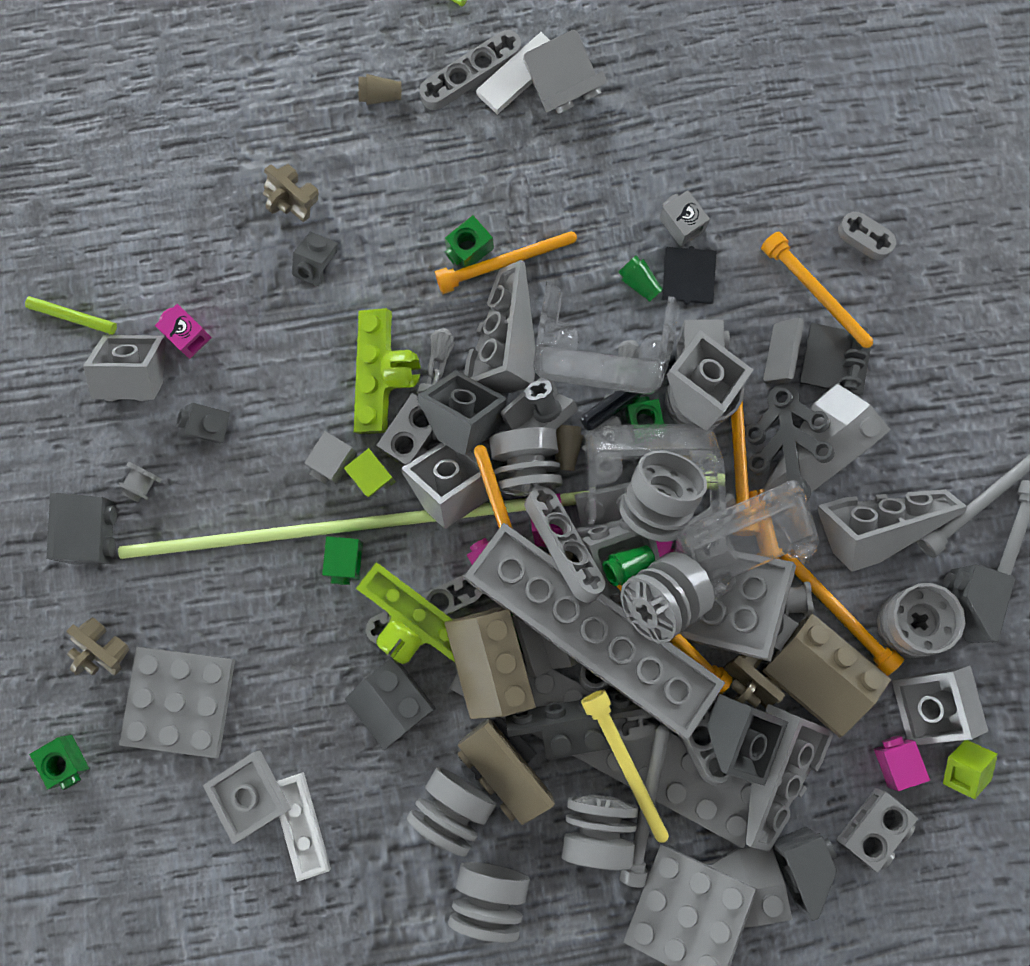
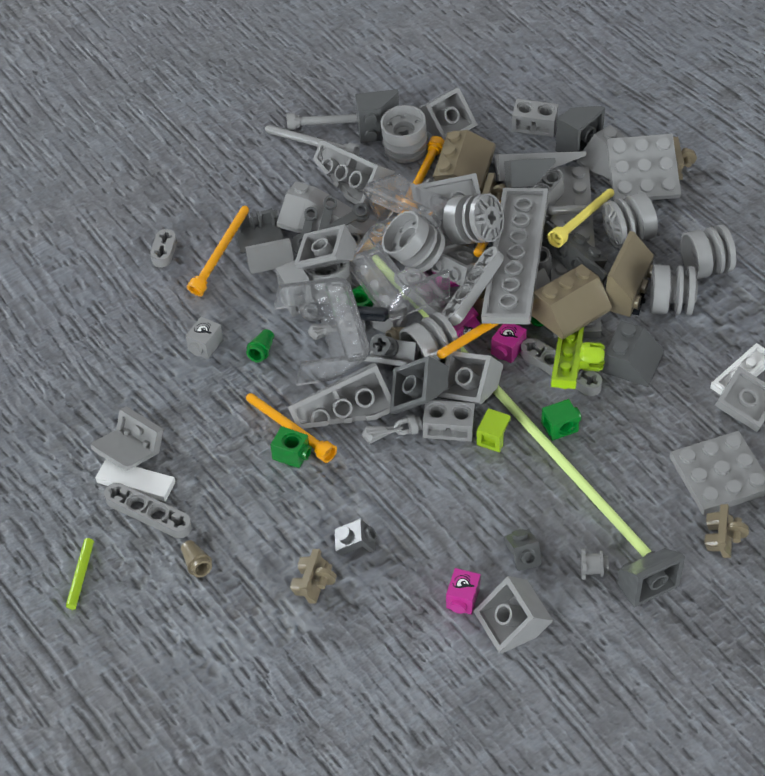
camera: 120 degrees left, 30 degrees down
(71, 315) = (497, 682): lime bar -> none
(329, 458) = (498, 457): light grey brick -> none
(379, 371) = (416, 460): lime plate -> none
(627, 564) = (466, 247): green cone -> none
(689, 275) = (241, 326): black piece -> none
(901, 763) = (491, 120): dark pink brick -> none
(970, 769) = (475, 92): lime panel -> none

